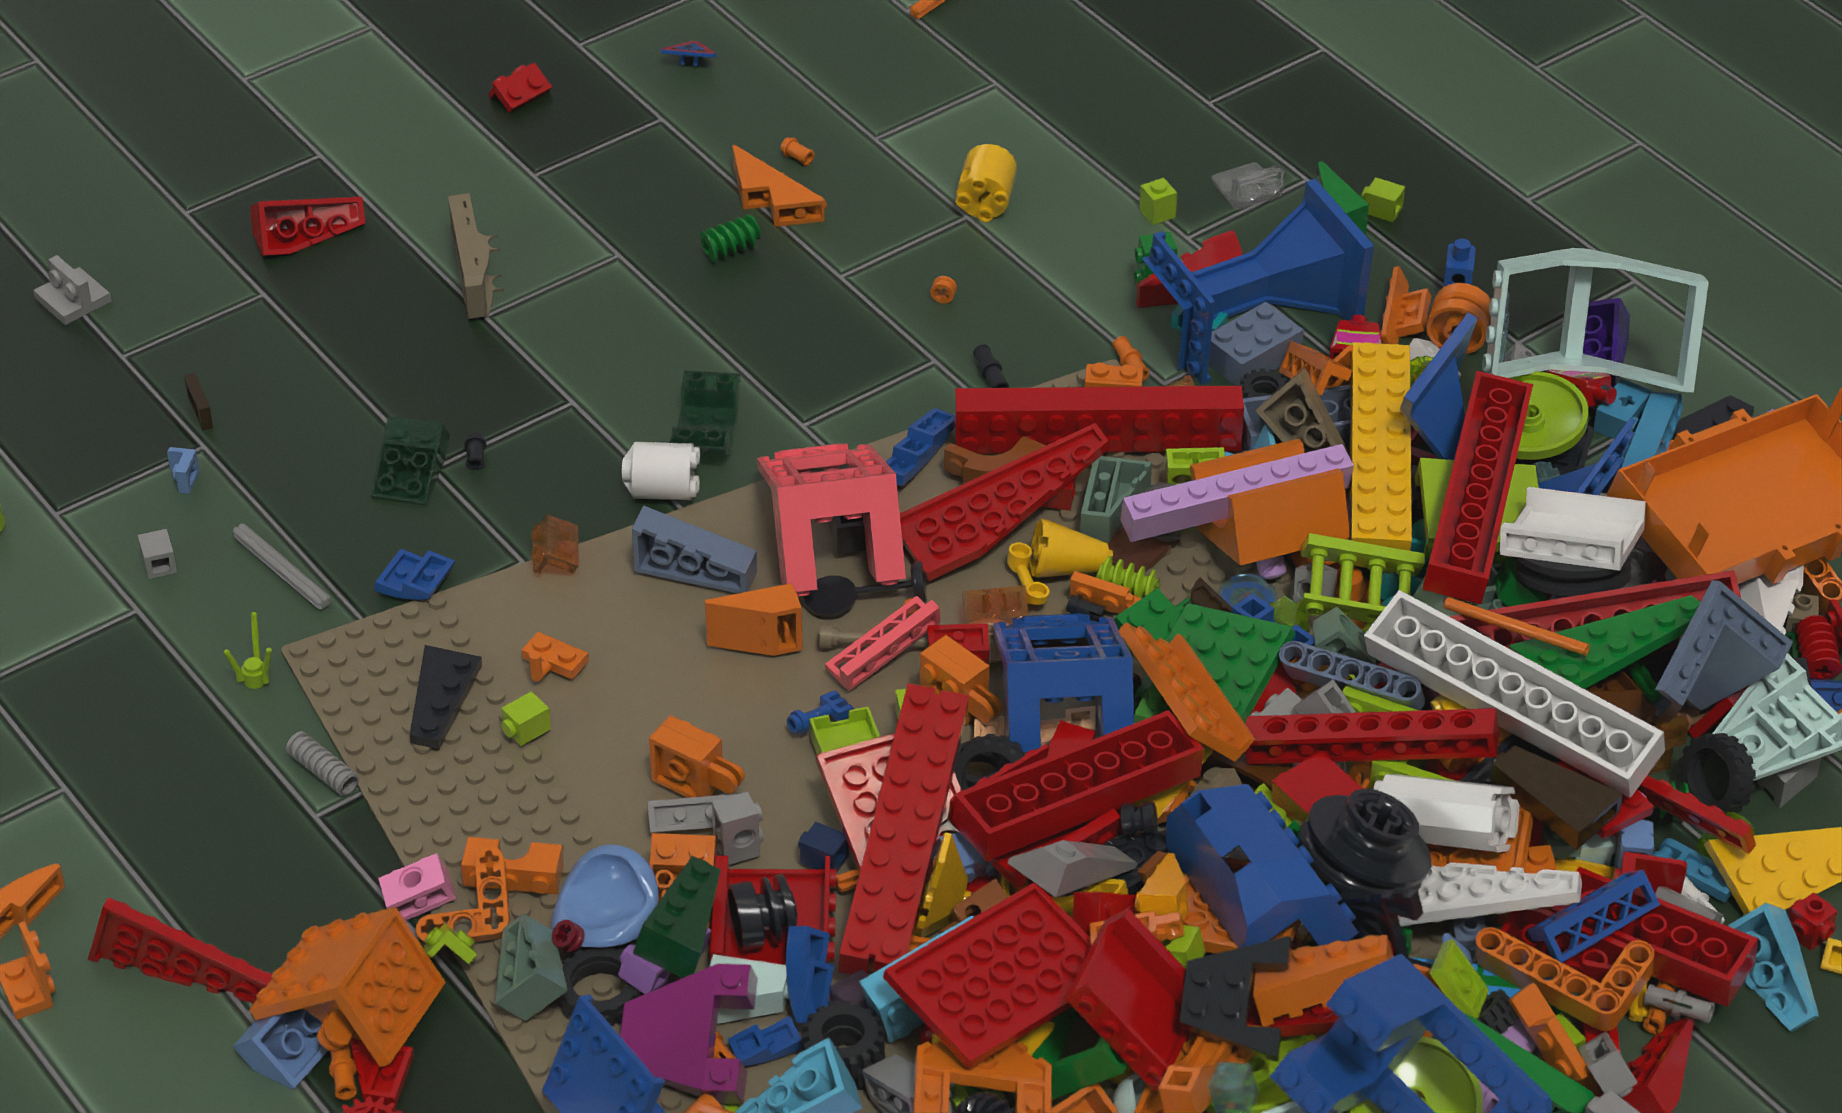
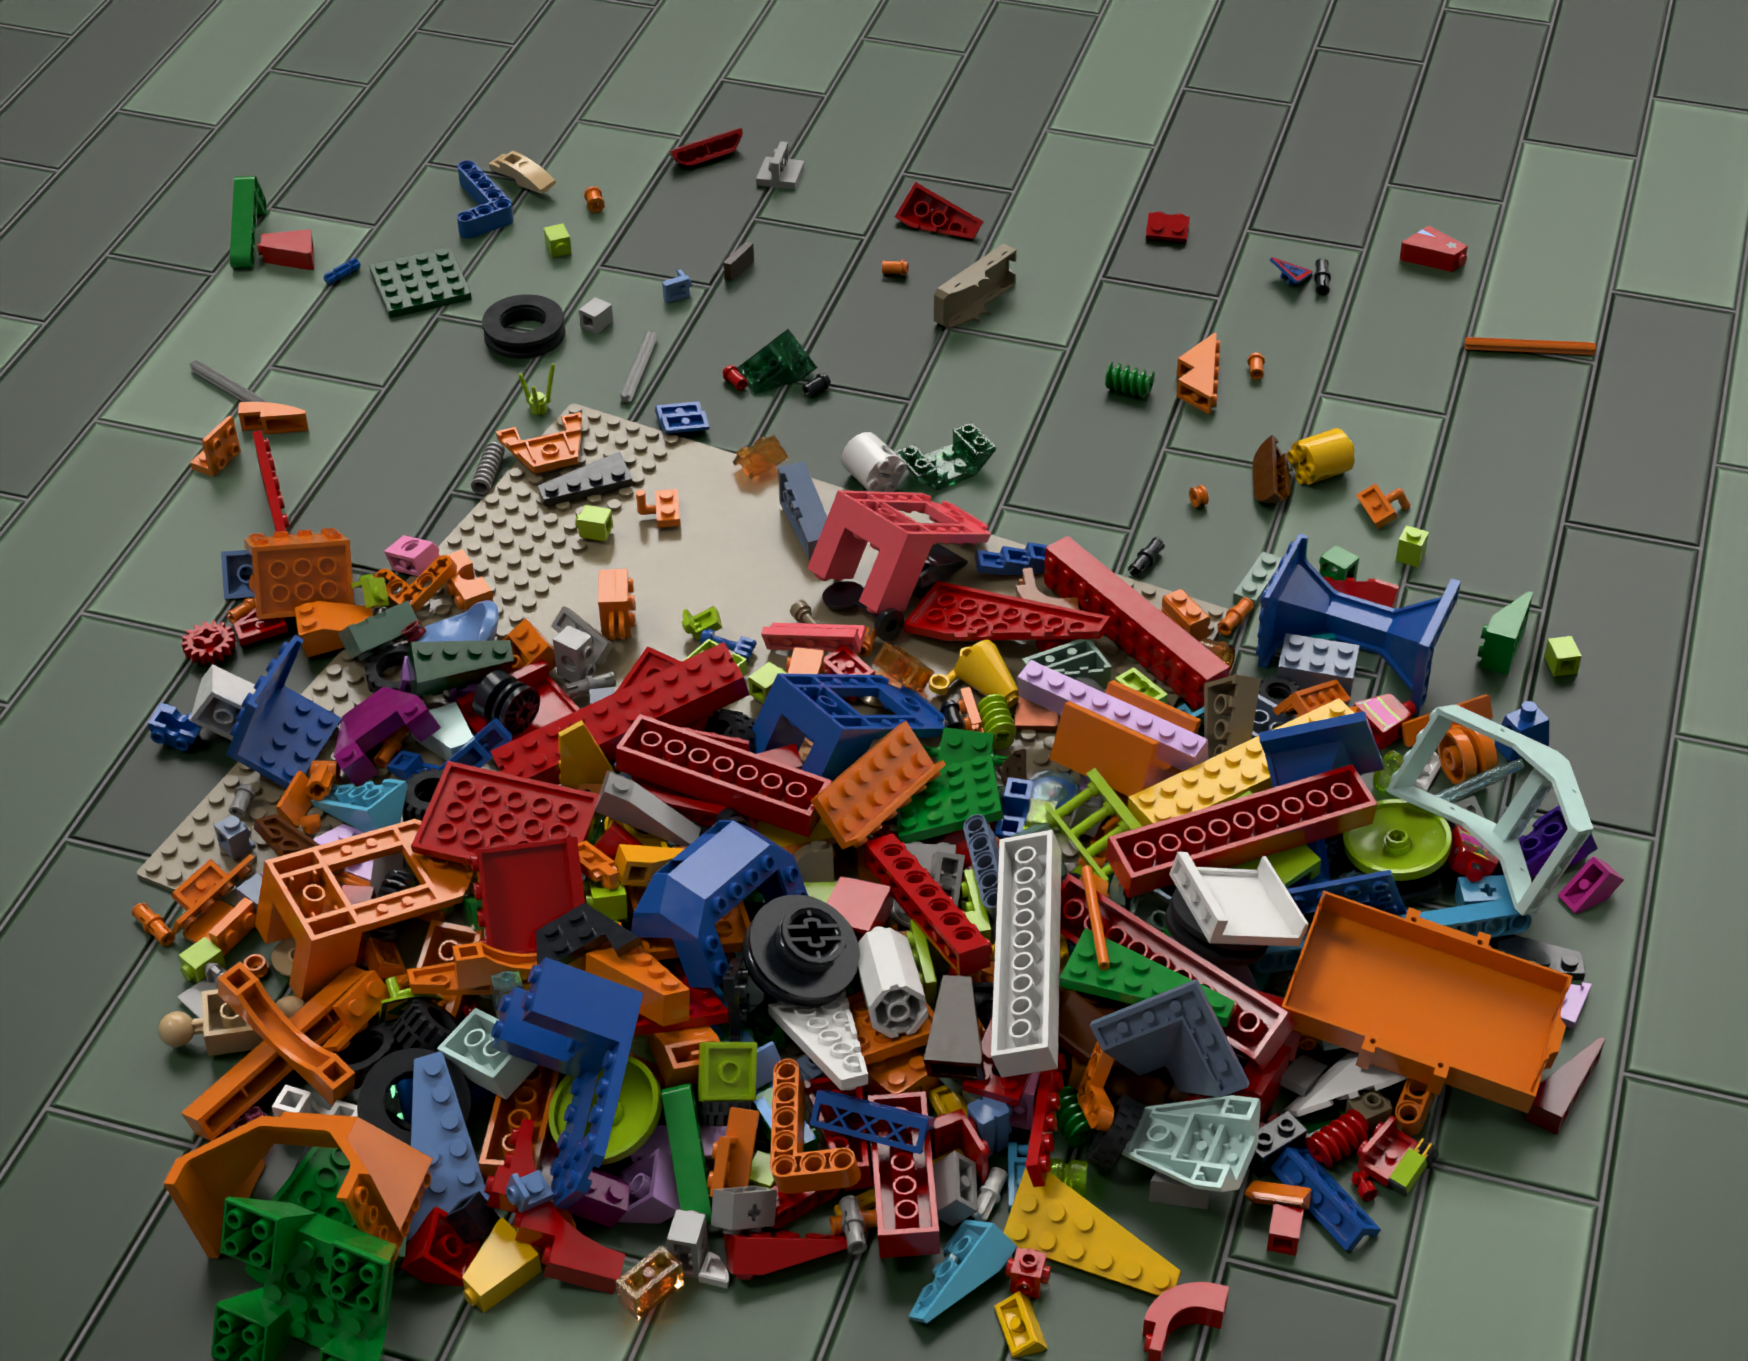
camera: 55 degrees right, 0 degrees up
(104, 648) = (526, 344): none -> black tyre
(356, 294) = (895, 267): none -> orange pin
(358, 701) = (546, 451): none -> orange wing
(390, 503) = (732, 374): none -> red pin
(458, 1011) = (322, 621): none -> orange slope
(717, 38) = (1322, 276): none -> black pin
(756, 621) = (773, 570): orange slope -> none
(772, 713) = (703, 621): none -> lime bracket
(776, 843) = (582, 687): none -> light grey pin
(962, 228) = (1270, 473): none -> reddish brown brick
(1080, 189) = (1379, 506): none -> orange plate
(1091, 317) = (1257, 578): none -> plate
(1249, 184) = (1489, 581): clear bracket -> none
(1665, 345) = (1590, 885): none -> dark pink slope
(1672, 757) = (1091, 1093): none -> orange beam

